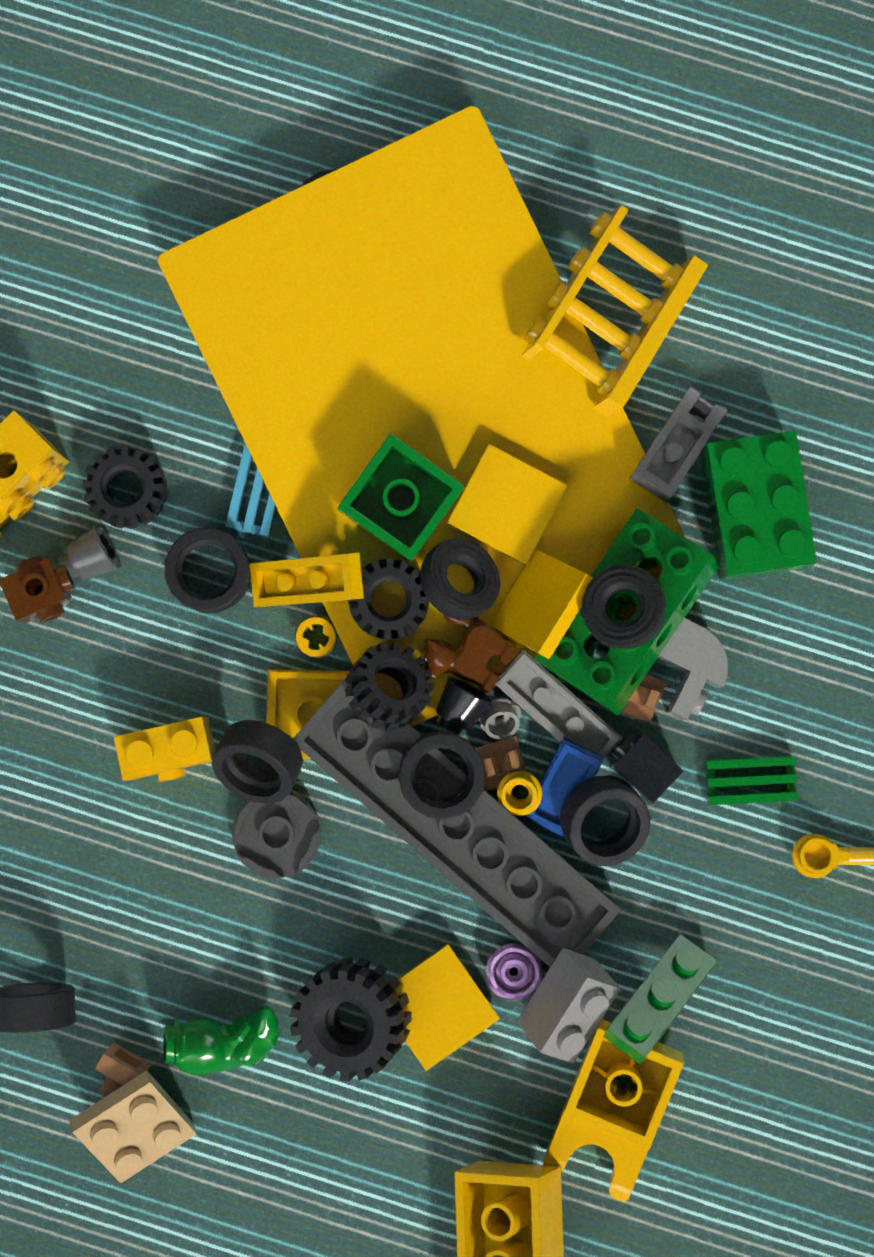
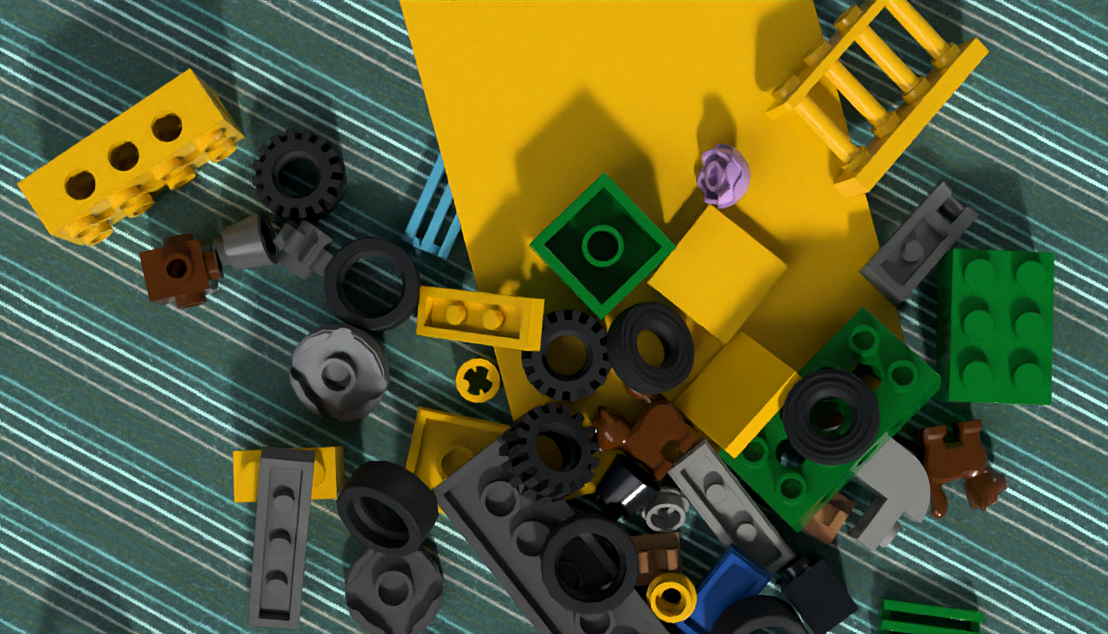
camera: 10 degrees right, 0 degrees up
(141, 550) = (303, 249): none -> dark grey gear
(169, 803) = (281, 537): none -> dark grey plate
(193, 652) = (339, 372): none -> dark grey tile
(496, 417) = (723, 176): none -> lavender plate
(749, 626) = (956, 460): none -> reddish brown animal

